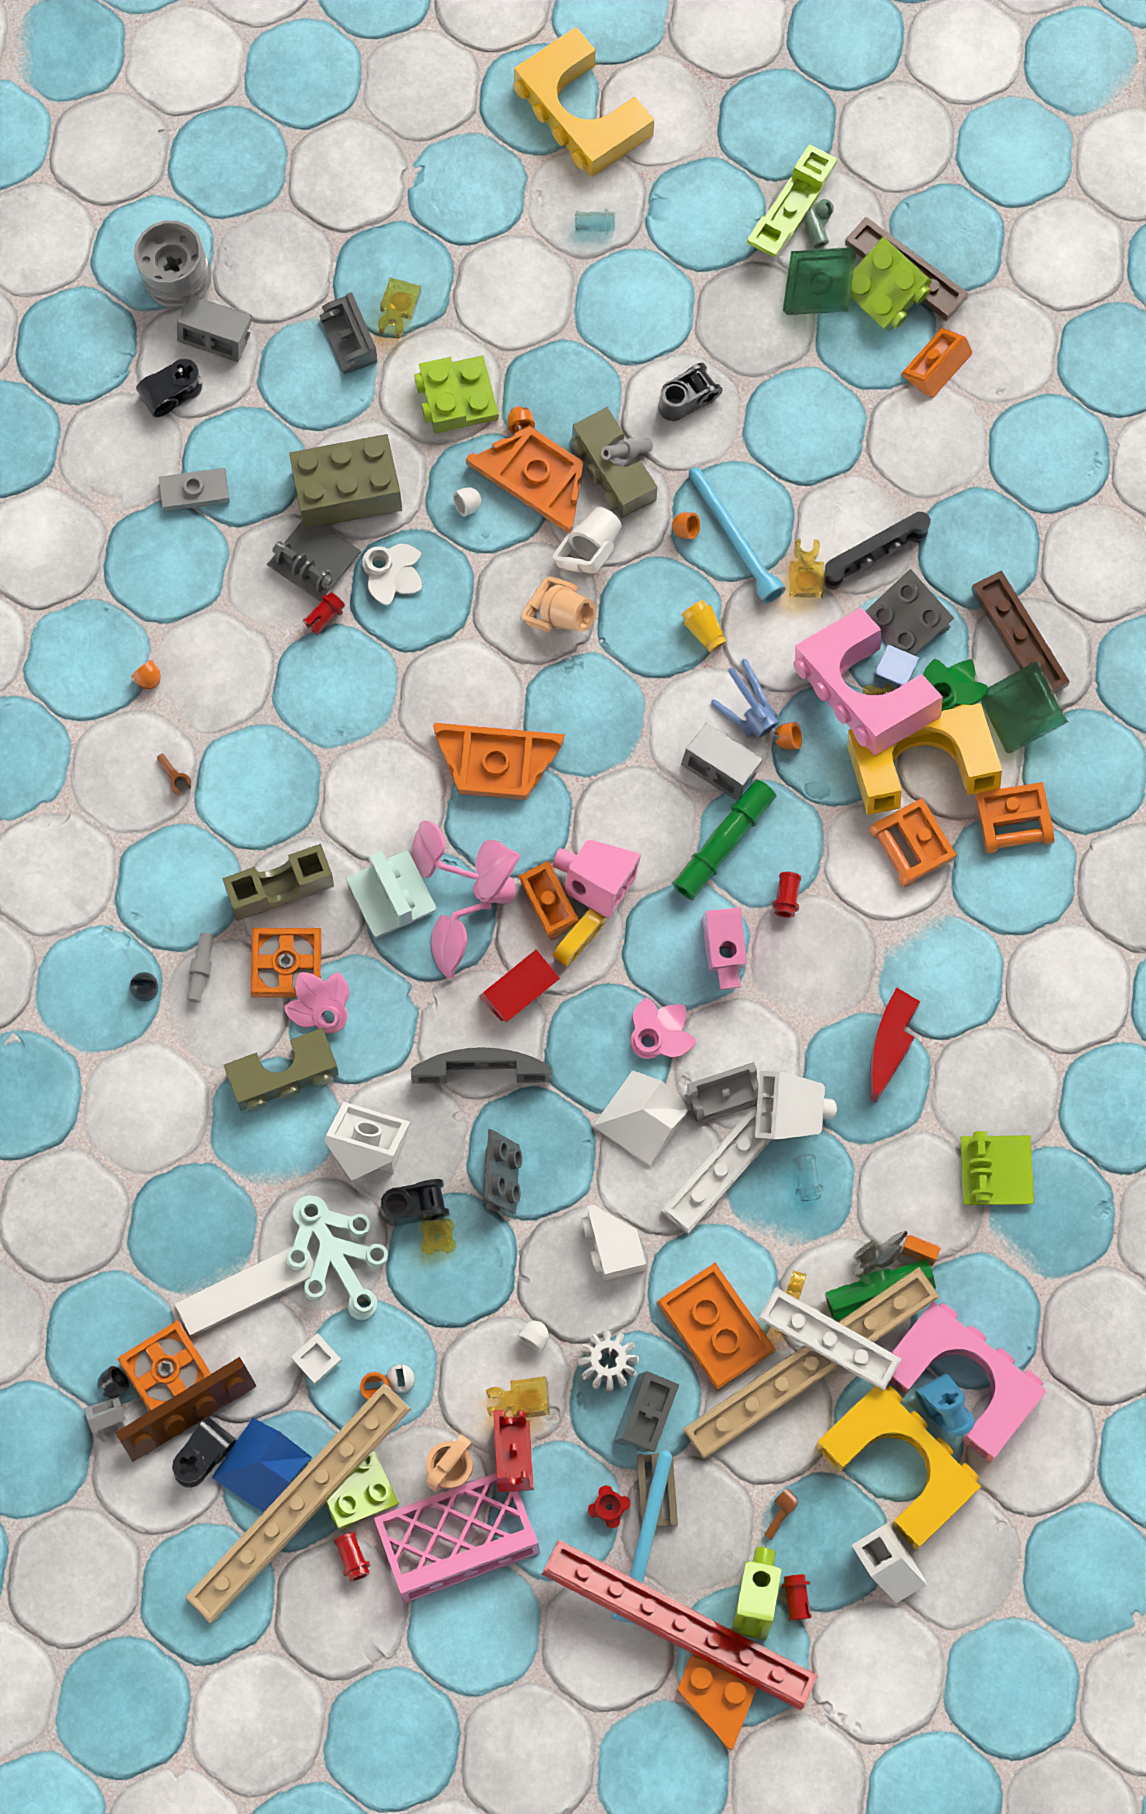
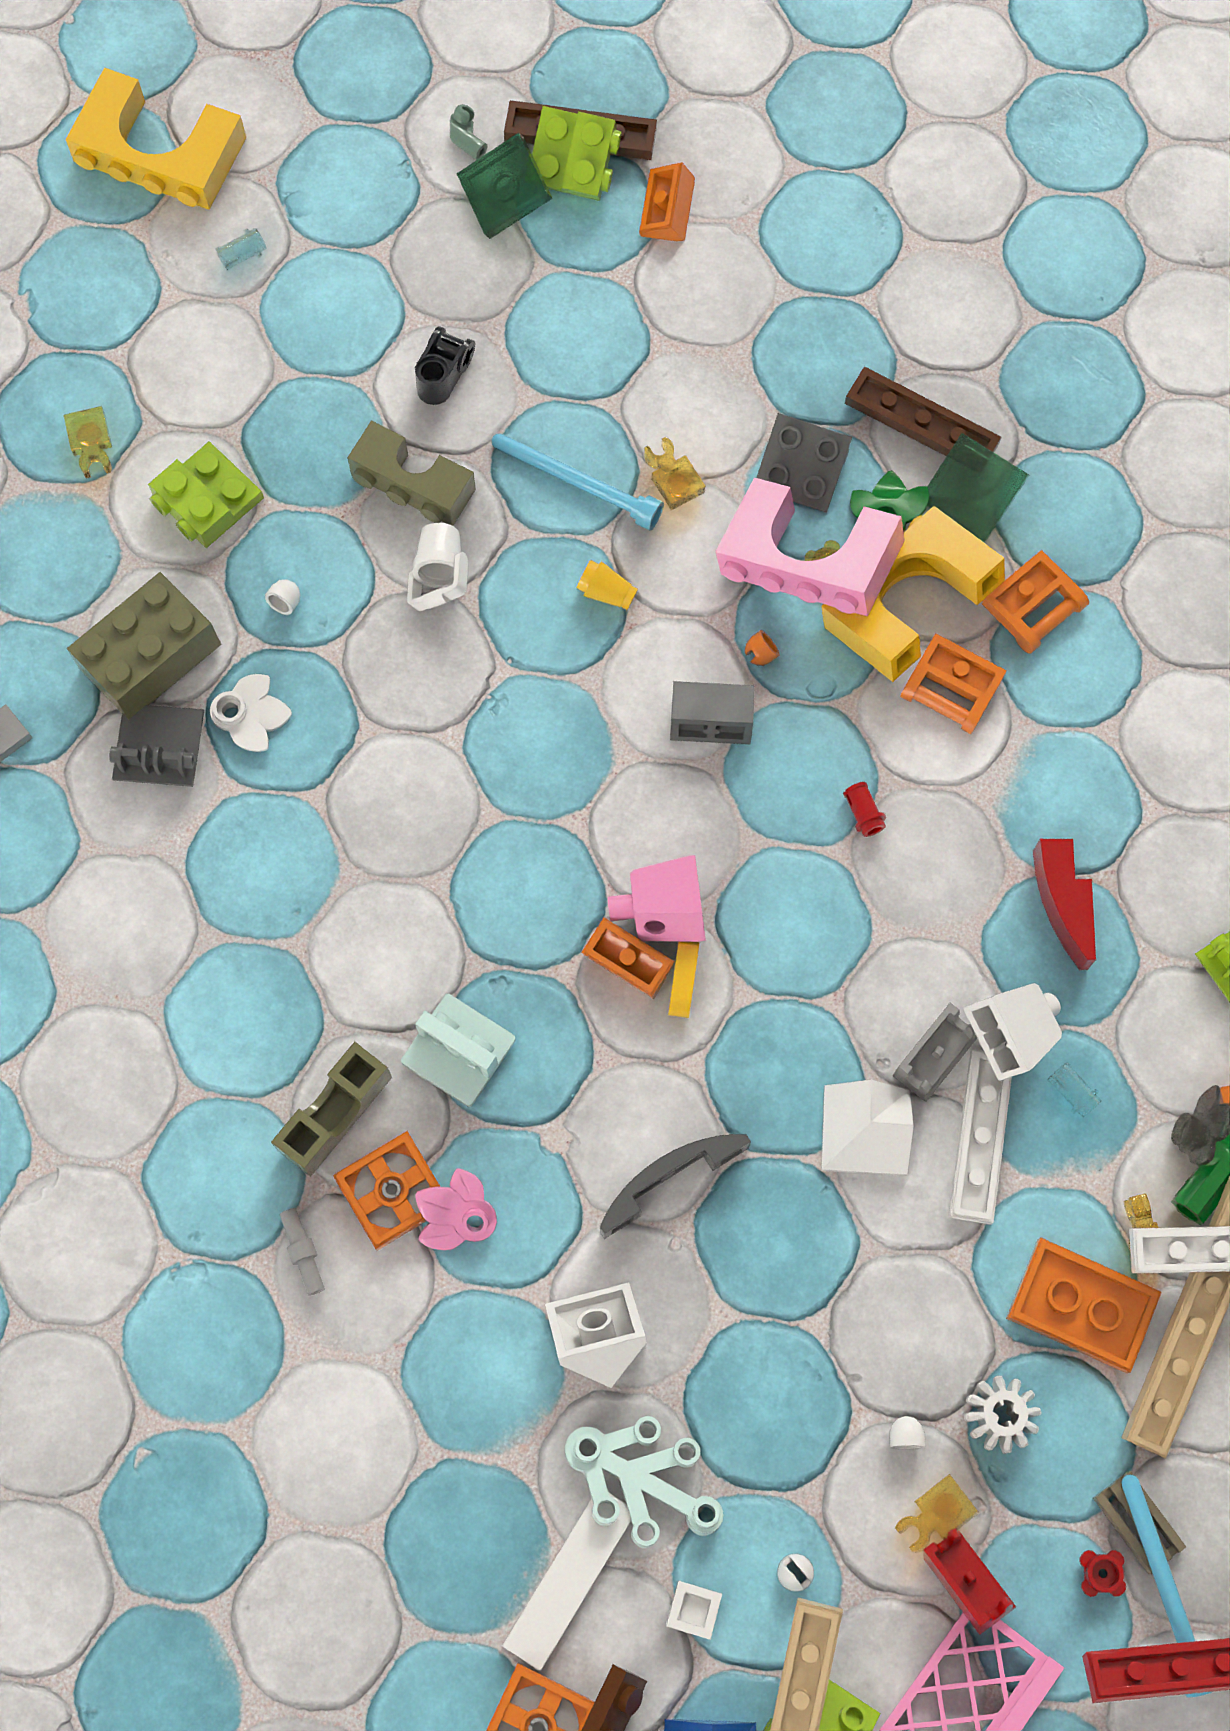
camera: 30 degrees left, 0 degrees up
(144, 993) = (256, 1317): black hinge -> none
(147, 675) = (53, 969): orange hinge -> none
(173, 774) = (145, 1058): dark orange hand -> none
(256, 1085) = (440, 1345): olive arch -> none
(325, 612) = (204, 793): red pin -> none
(348, 334) = (54, 495): dark grey hinge -> none
(368, 1378) = (781, 1606): orange hinge -> none
(417, 1203) = (693, 1367): black piece -> none
(443, 1228) = (737, 1402): clear yellow plate -> none
(449, 1464) = (916, 1642): light nougat piece -> none
(492, 885) = (563, 964): bright pink plant -> none
(496, 759) = (479, 844): orange wing -> none
(501, 1171) = (757, 1262): dark grey hinge -> none
(519, 419) = (288, 485): orange hinge -> none
(519, 986) = (654, 1068): red hinge -> none
(534, 473) = (336, 530): orange wing -> none
(559, 607) = (450, 648): light nougat piece -> none
(616, 1244) = (928, 1282): white slope -> none
(626, 449) = (417, 452): light grey bar -> none
(646, 1412) = (1077, 1446): dark grey hinge -> none
(663, 1027) = (828, 1022): bright pink plate -> none
(686, 525) = (523, 496): orange hinge -> none
(724, 839) = (765, 791): green piece -> none
(725, 930) = (836, 882): bright pink torso -> none
(760, 716) = (721, 646): medium blue plant -> none
(793, 202) = (428, 123): slope -> none
(886, 542) = (734, 402): black plate -> none
(896, 666) = (823, 519): slope -> none

